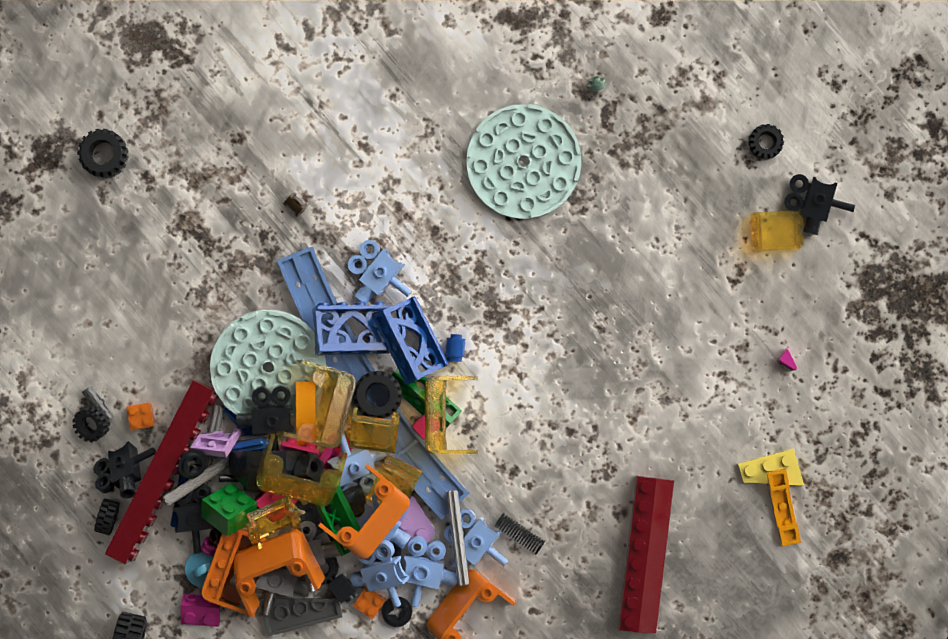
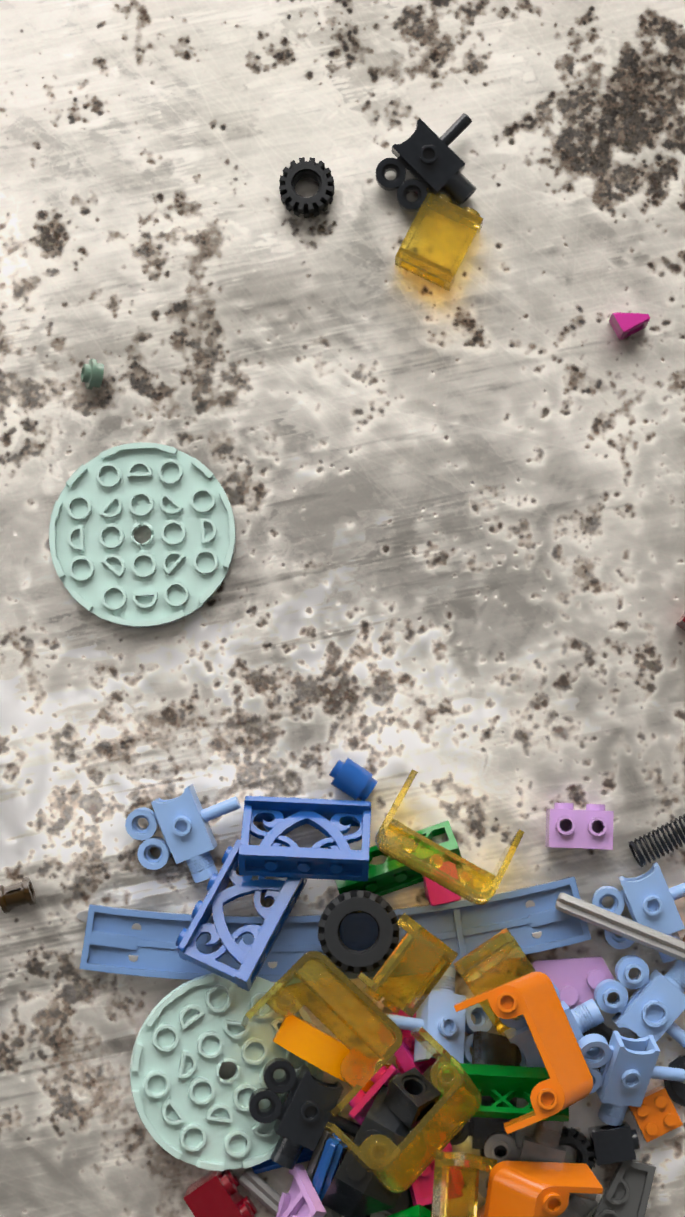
camera: 55 degrees left, 5 degrees down
(497, 482) = (579, 828): none -> lavender brick

